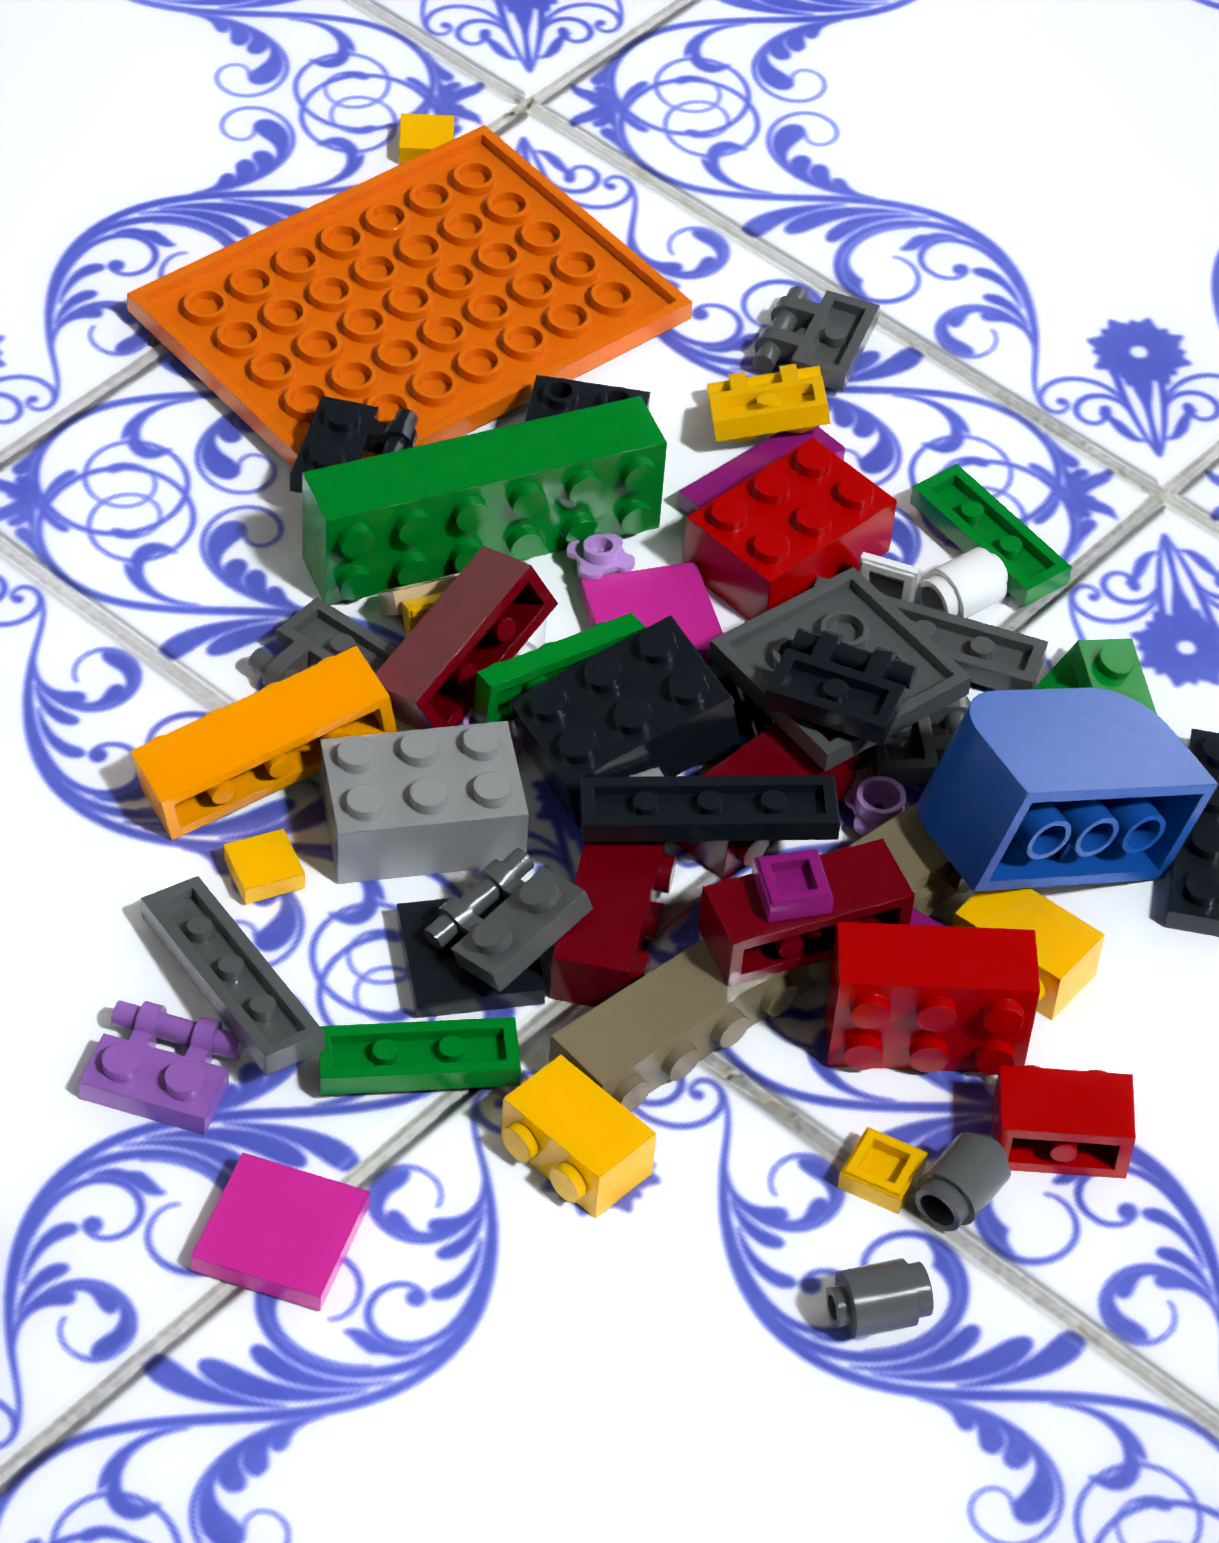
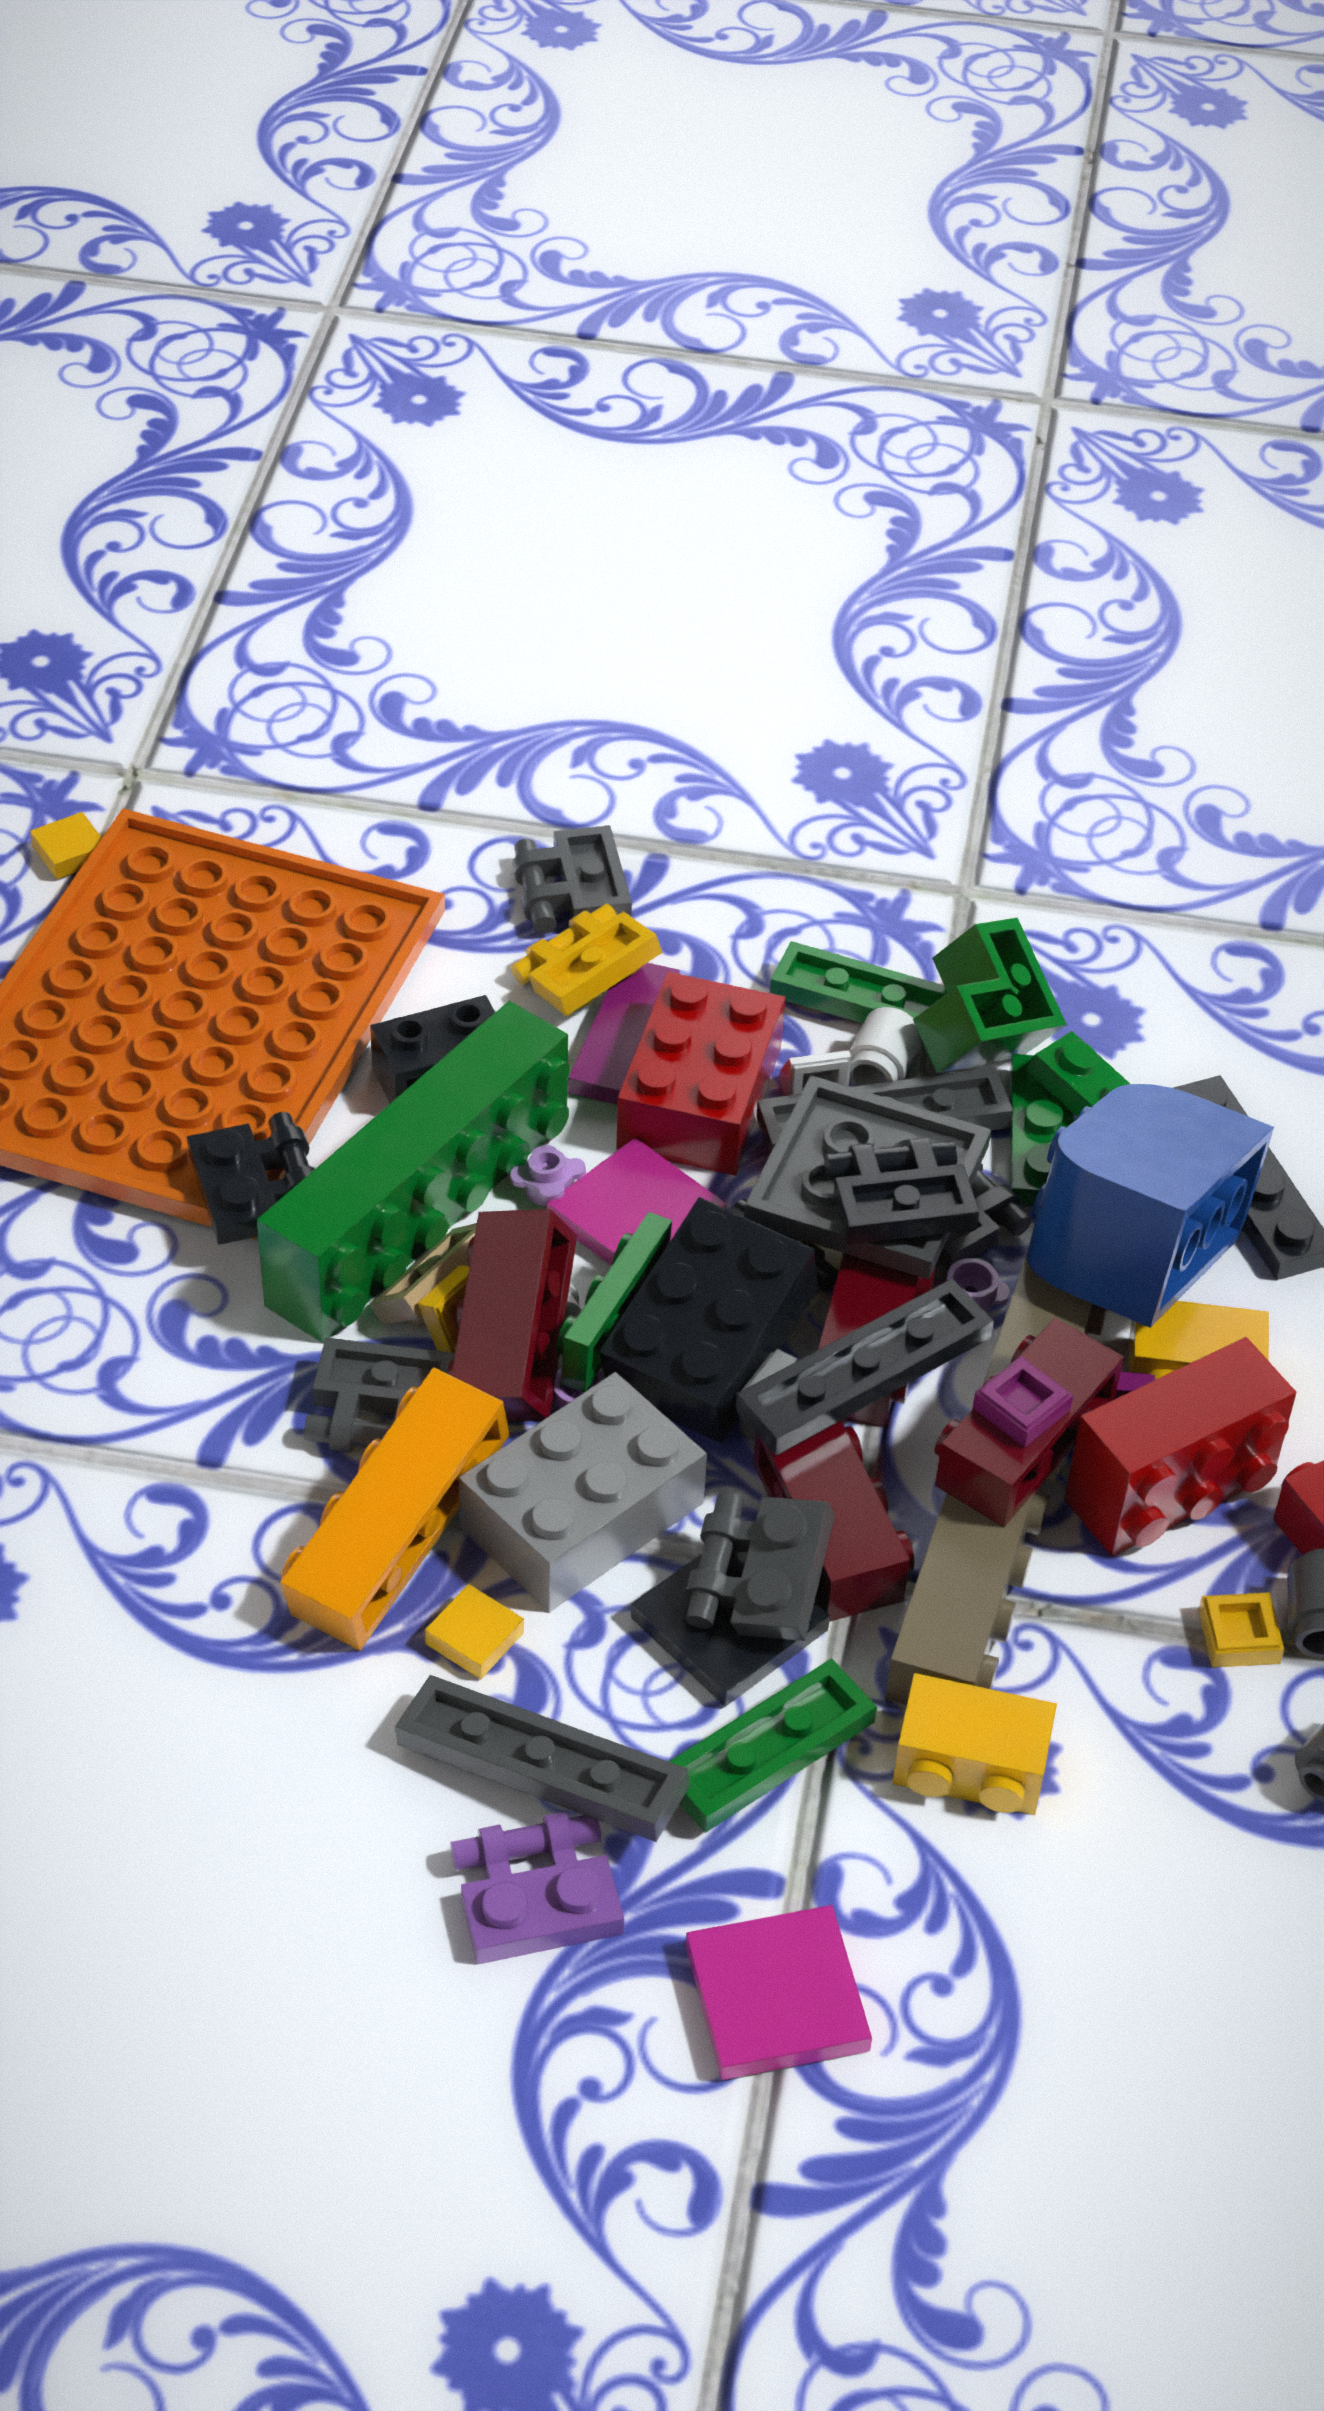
camera: 30 degrees left, 0 degrees up
(1079, 587) = (992, 1002): none -> green brick

